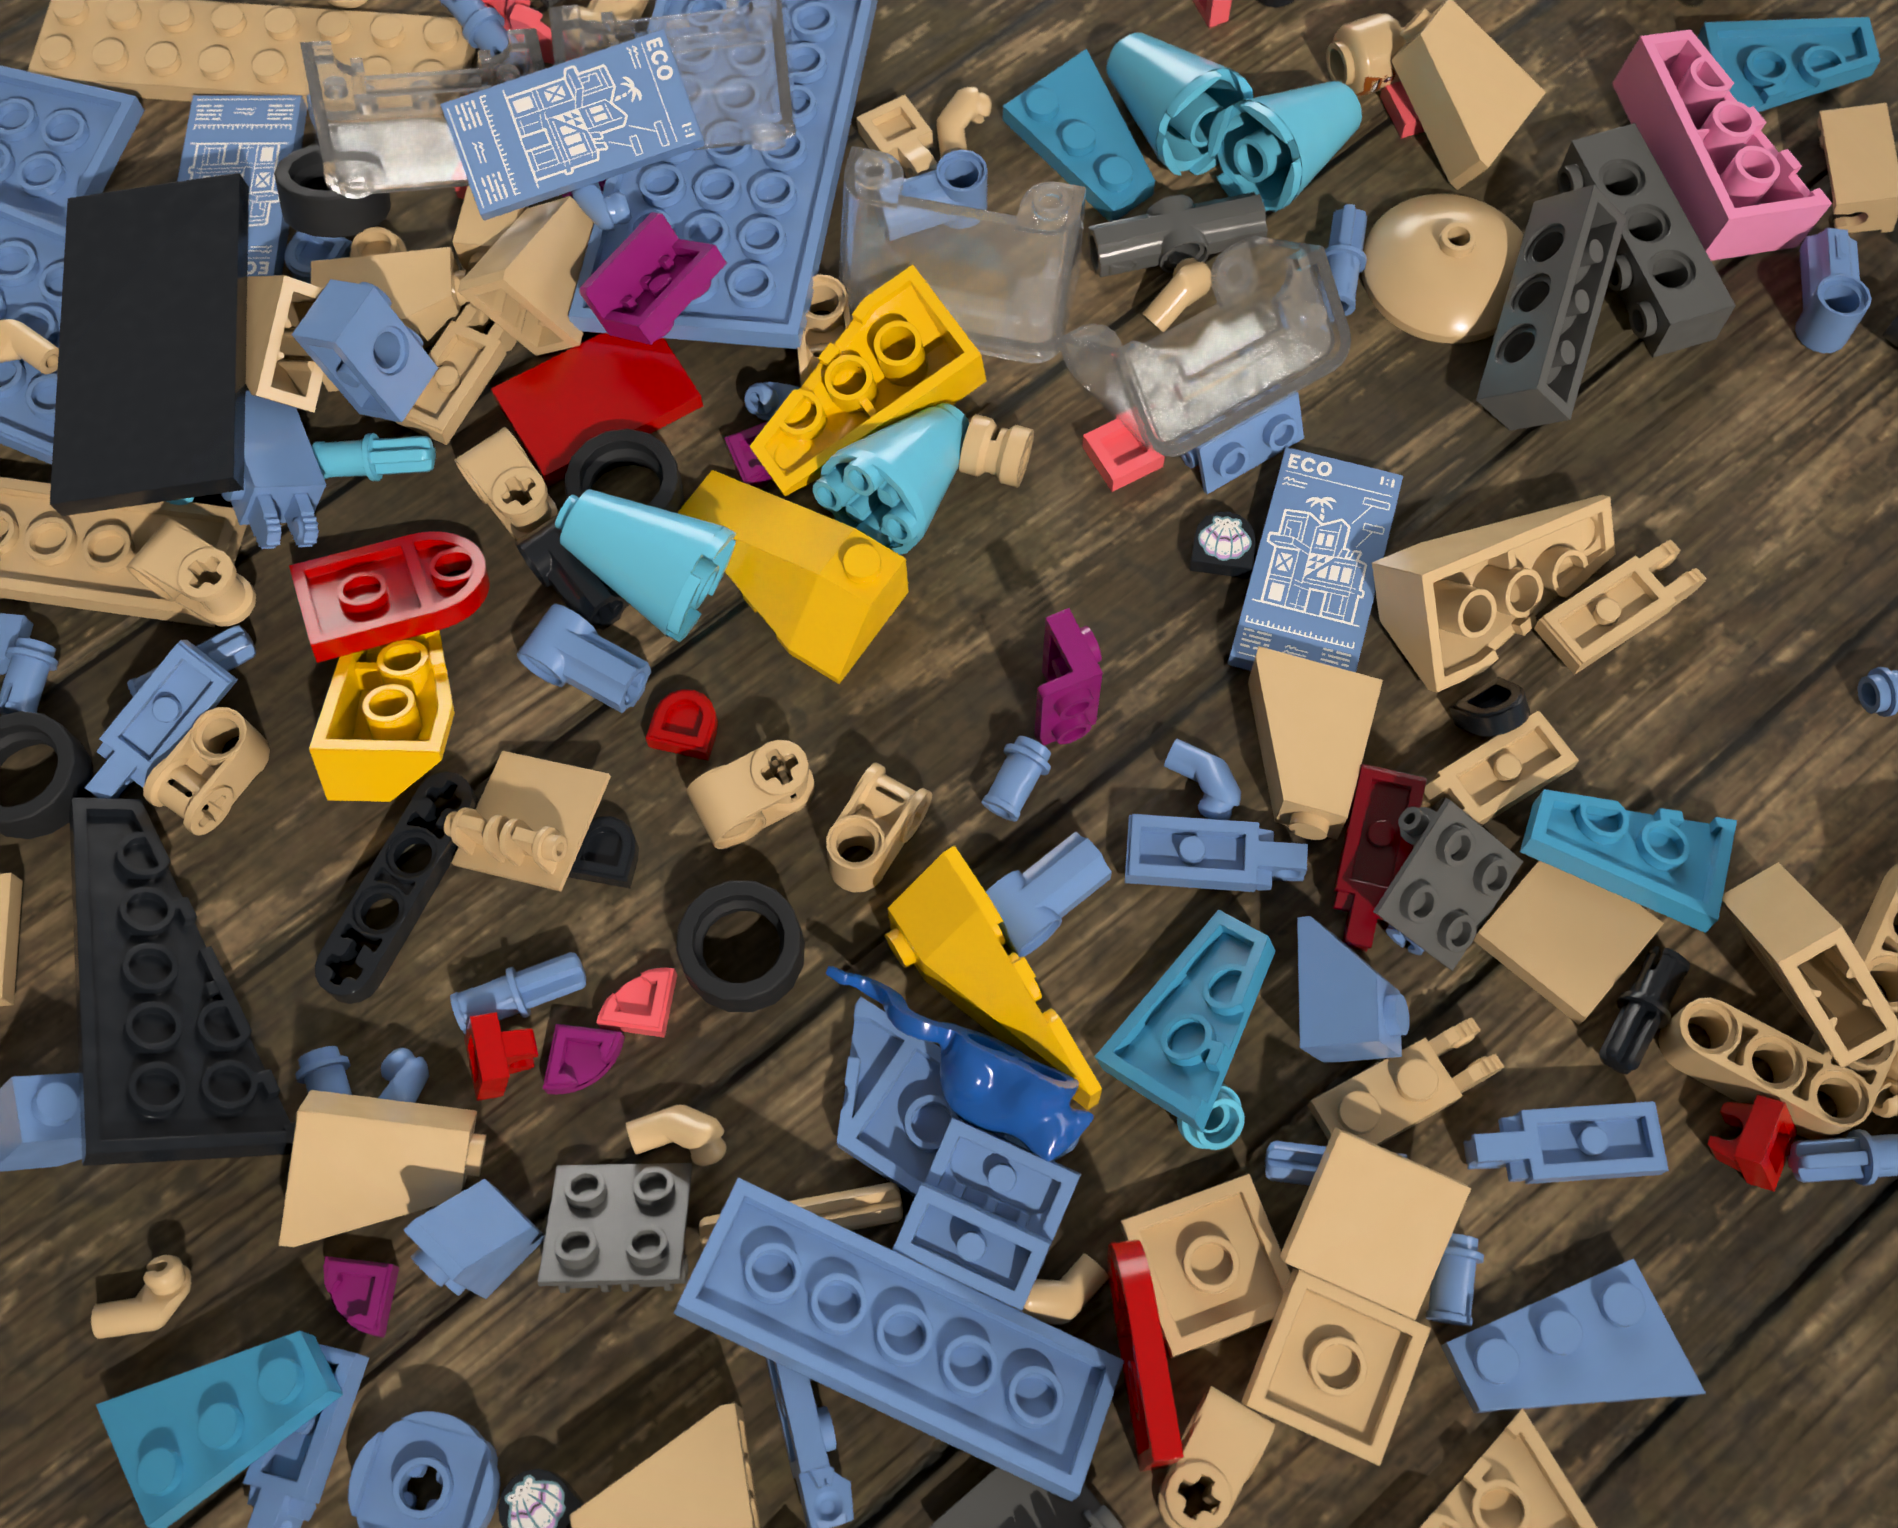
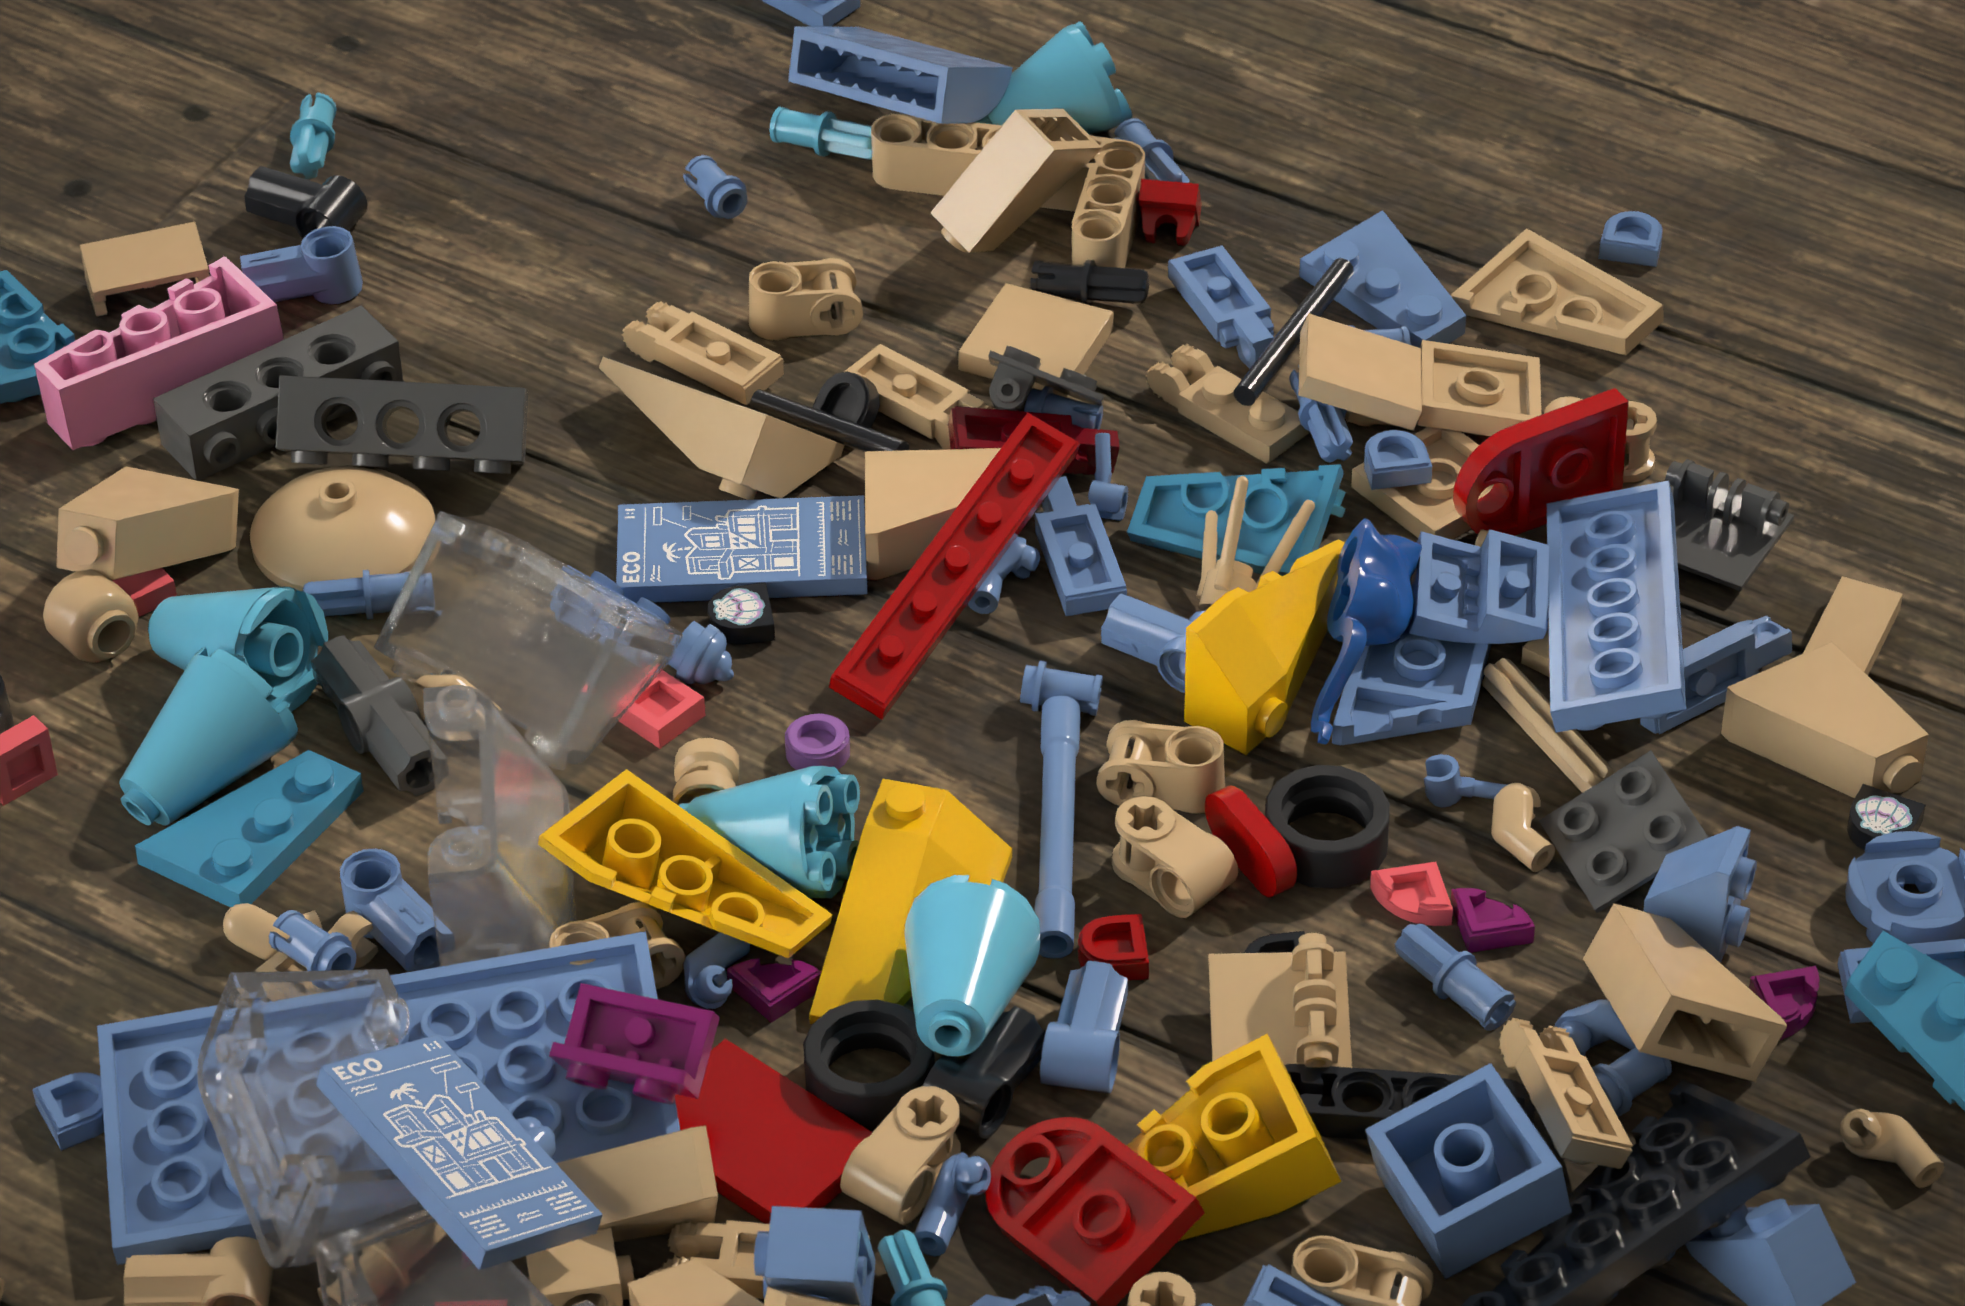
camera: 110 degrees left, 25 degrees down
(254, 886) = (1468, 1170): none -> medium blue brick
(304, 1010) = (1565, 1094): none -> tan hinge
(460, 509) = (954, 1184): none -> medium blue arm
(496, 1054) = (1529, 960): red tile -> none
(757, 1106) = (1446, 786): none -> medium blue hand
(766, 863) = (1252, 839): none -> red tile
(890, 118) = (311, 944): none -> medium blue pin
(943, 755) = (1055, 900): none -> medium blue piece
(1032, 562) = (817, 742): none -> medium lavender tile
(1072, 692) = (961, 645): magenta bracket -> none
(1100, 975) = (1227, 573): none -> tan plant
(1162, 502) = (705, 655): none -> medium blue plate
(1213, 732) = (953, 566): none -> red tile
(1236, 1217) = (1396, 460): none -> medium blue tile
(1284, 907) = (1108, 497): none -> medium blue hand
(1344, 1002) = (1177, 430): medium blue slope -> none
(1464, 683) = (825, 424): none -> black bar
(1483, 1189) = (1289, 336): none -> black bar
(1644, 857) = (954, 296): dark azure wing -> none
(1678, 726) = (798, 297): none -> tan piece

